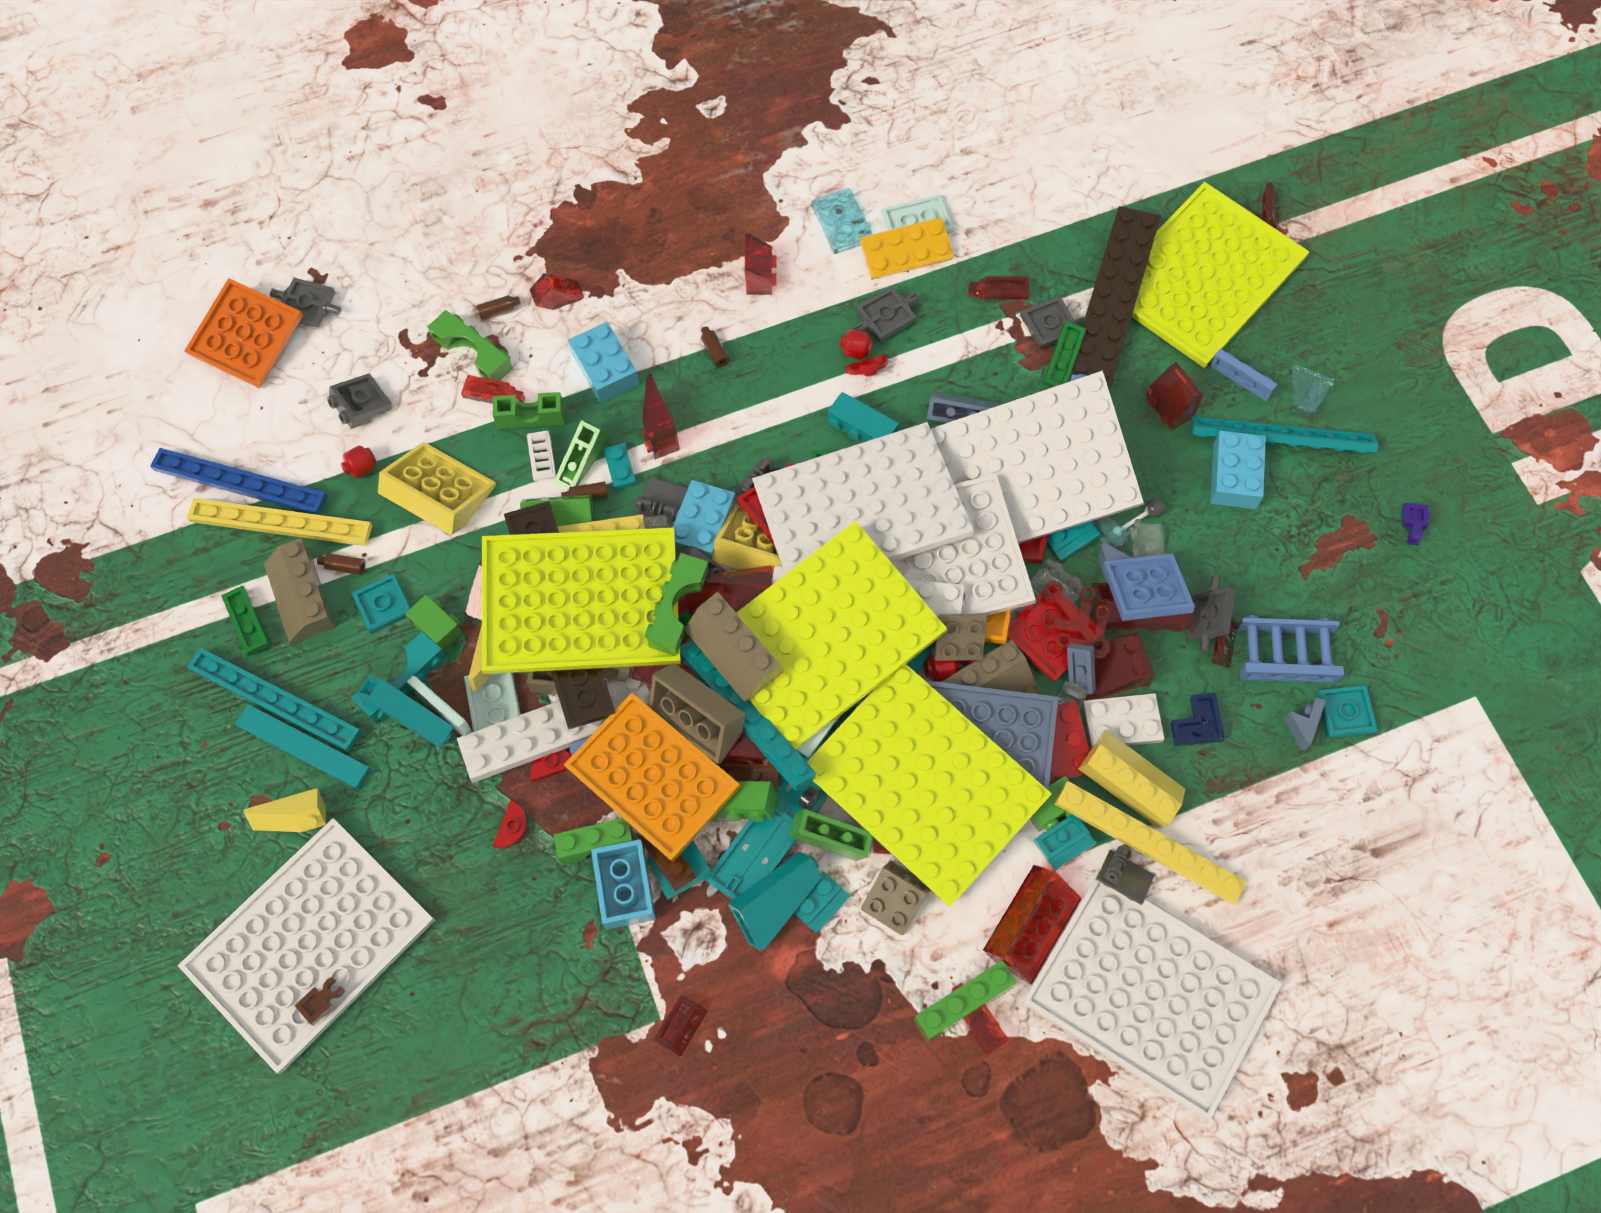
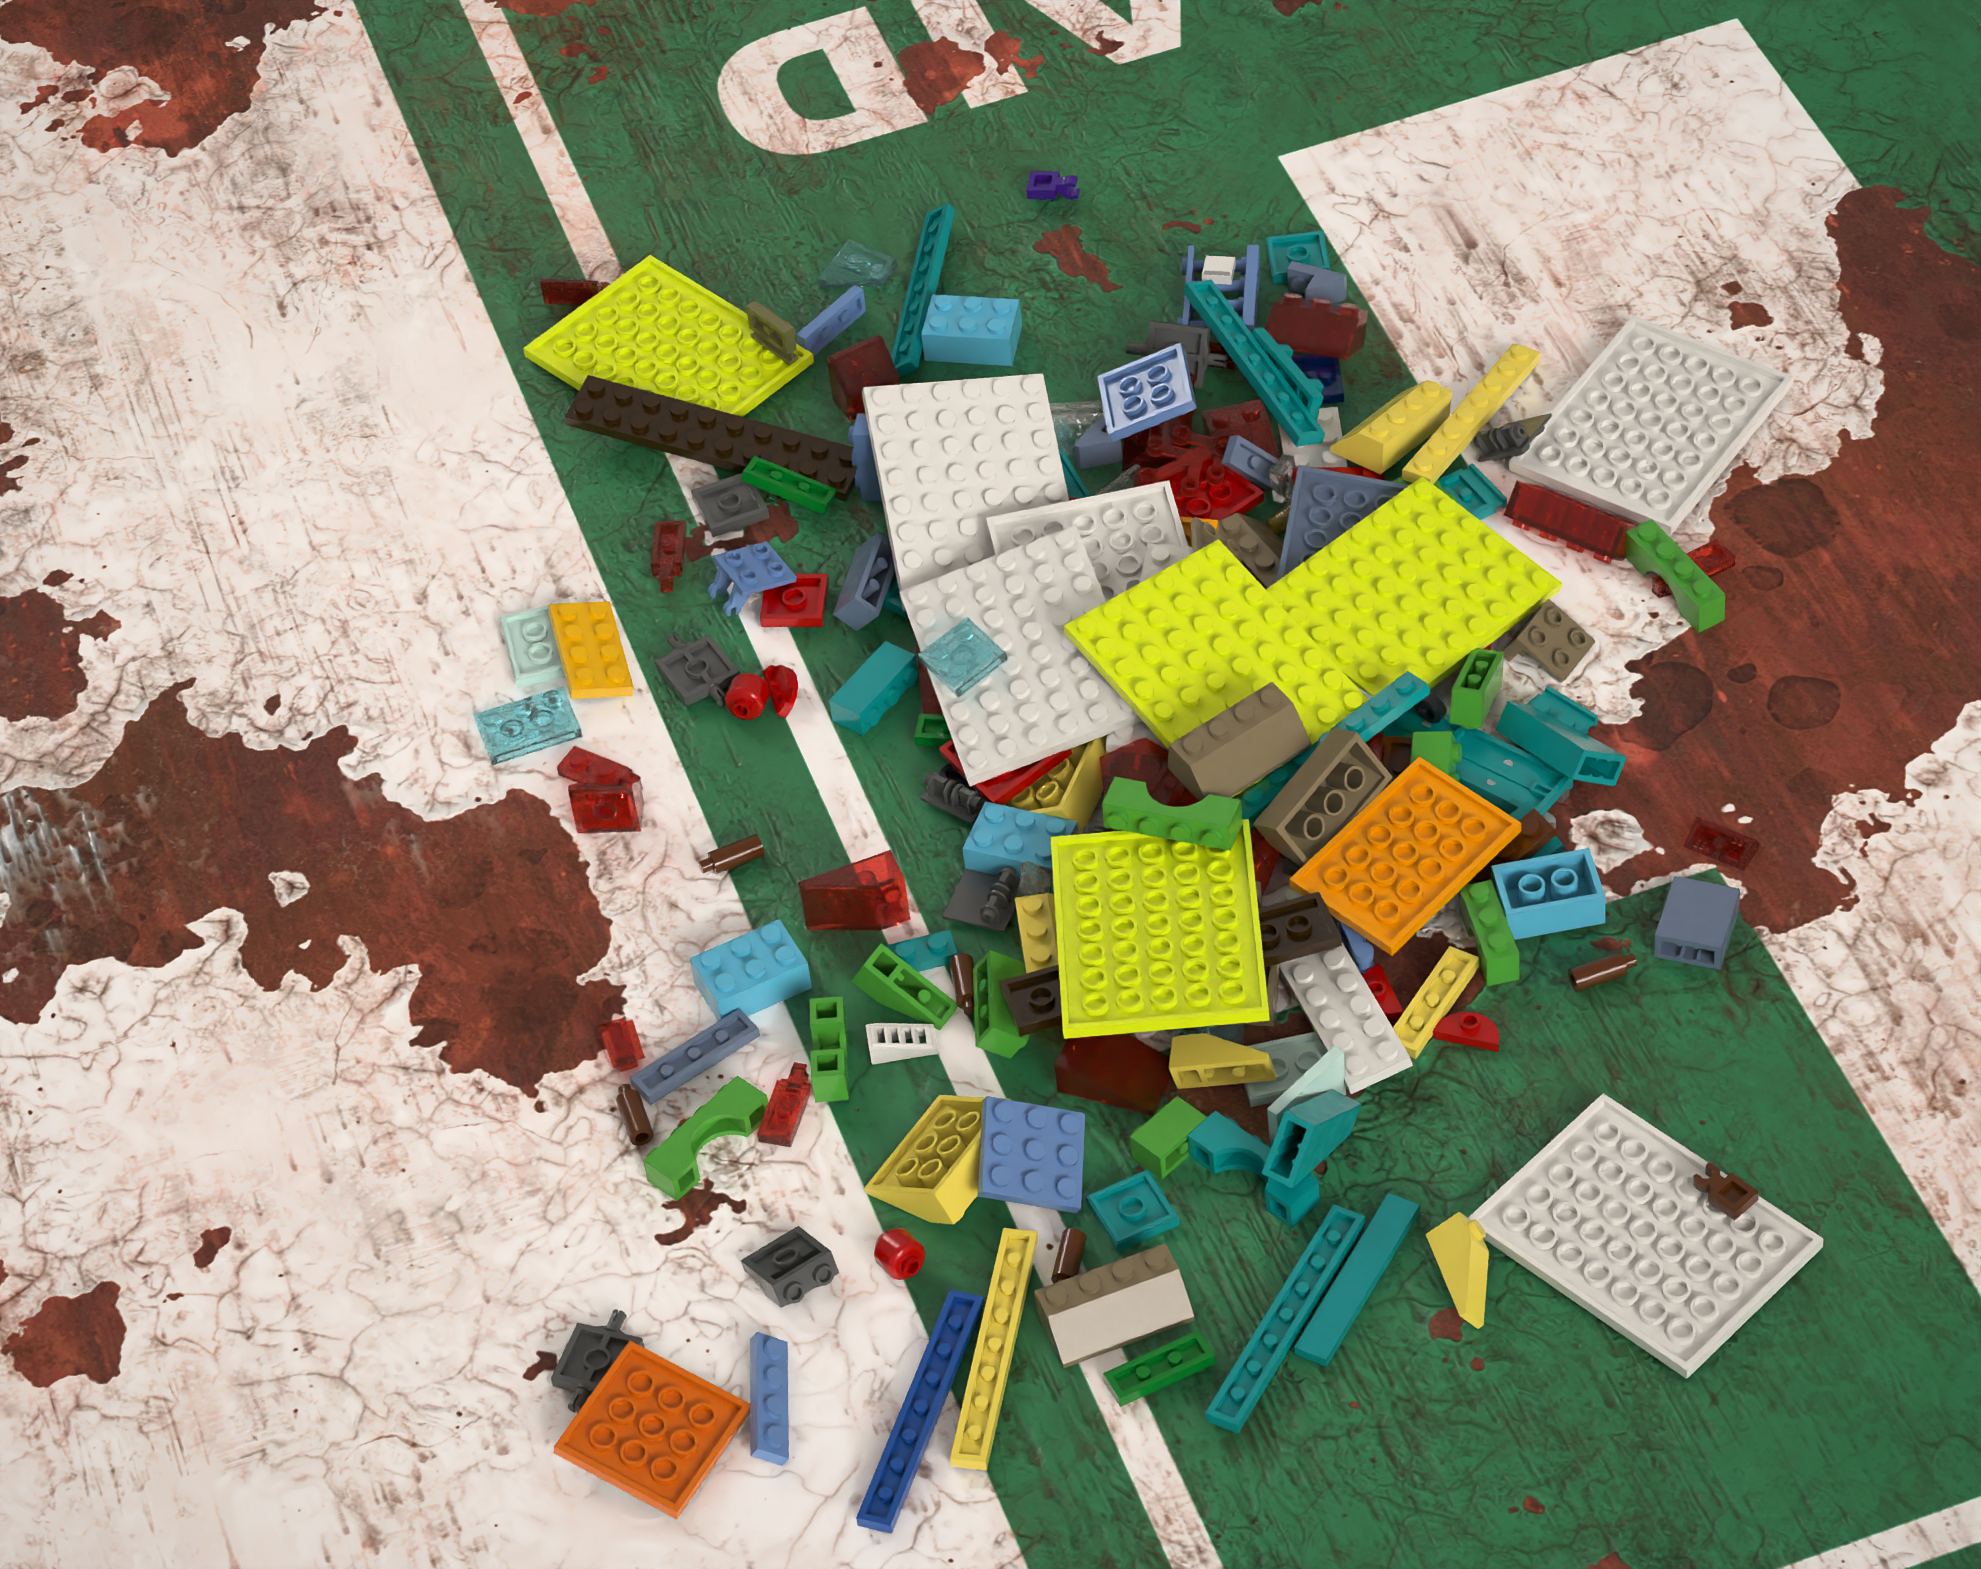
camera: 85 degrees left, 20 degrees down
(261, 395) = (769, 1399): none -> medium blue plate
(416, 533) = (1031, 1154): none -> medium blue plate
(537, 800) = (1435, 999): none -> light yellow plate
(540, 337) = (694, 1056): none -> sand blue plate
(555, 923) = (1600, 970): none -> reddish brown cylinder
(593, 998) = (1697, 922): none -> sand blue brick
(796, 264) = (589, 767): none -> clear red hinge
(852, 463) = (963, 657): none -> clear light blue plate
(952, 369) = (796, 603): none -> red plate
(973, 337) = (751, 571): none -> medium blue plate
(1195, 669) = (1254, 363): none -> teal plate
(1204, 685) = (1280, 354): none -> teal hinge
(1215, 329) = (772, 332): none -> olive plate
(1245, 719) = (1317, 326): none -> clear red slope
(1312, 644) = (1219, 269): none -> white tile

